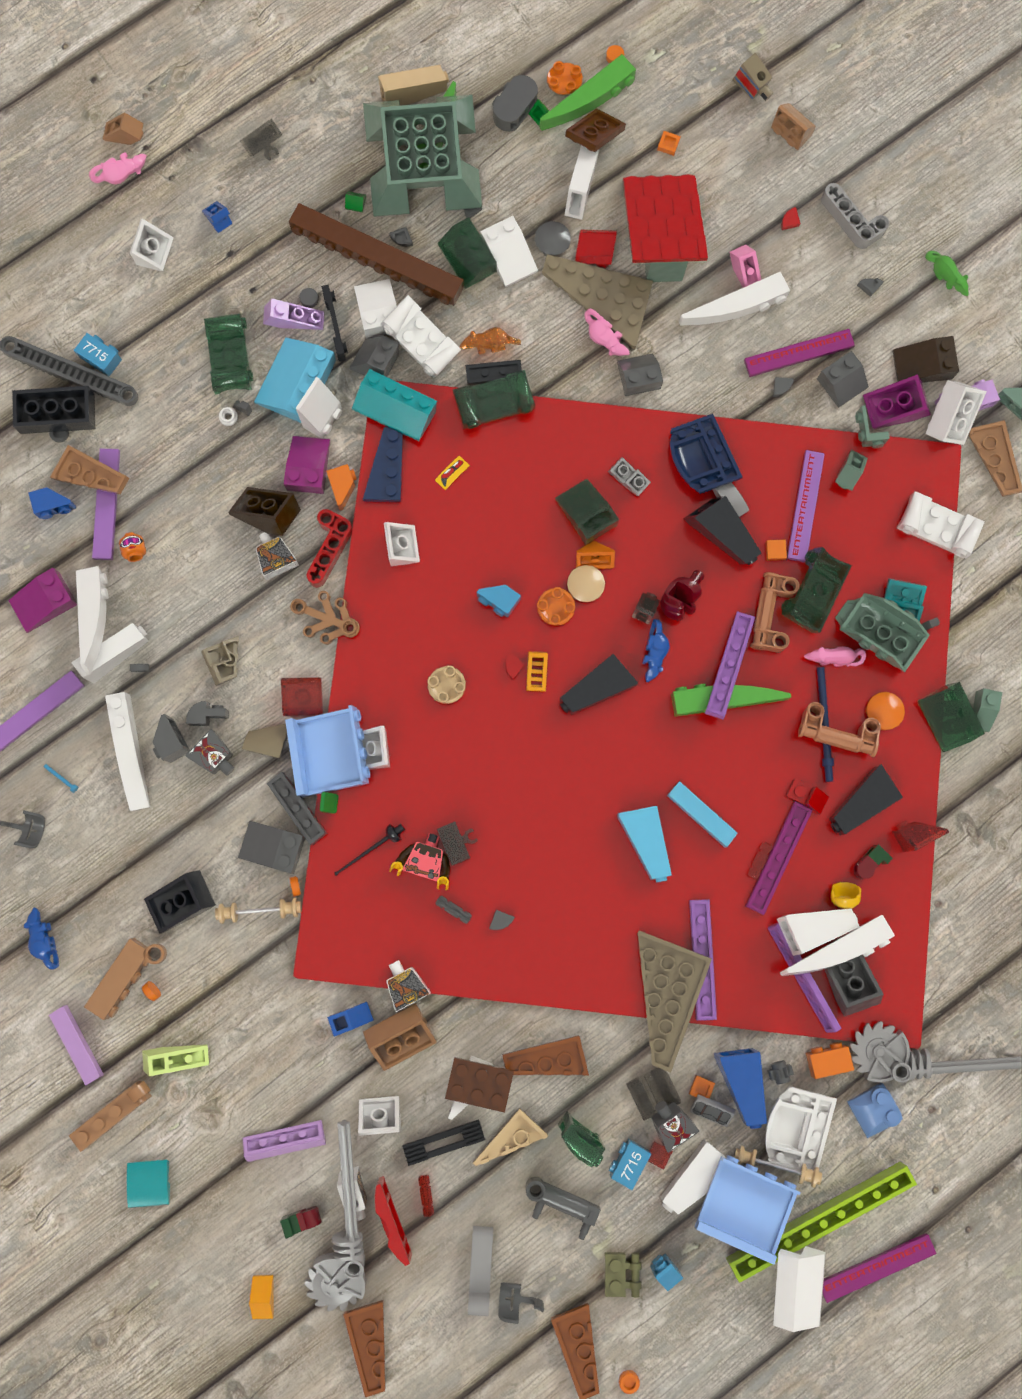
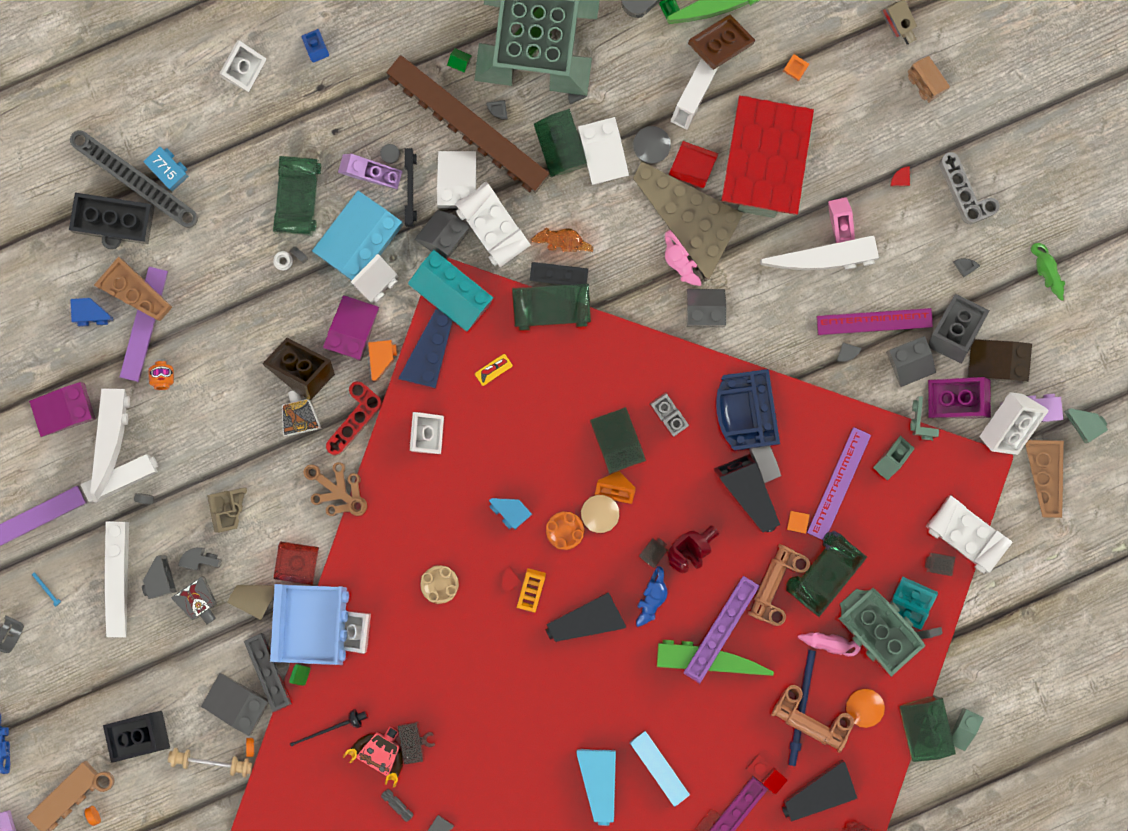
camera: 20 degrees right, 5 degrees up
(879, 341) = (958, 328): none -> dark grey slope
(921, 558) = (940, 564): none -> clear smoke brick

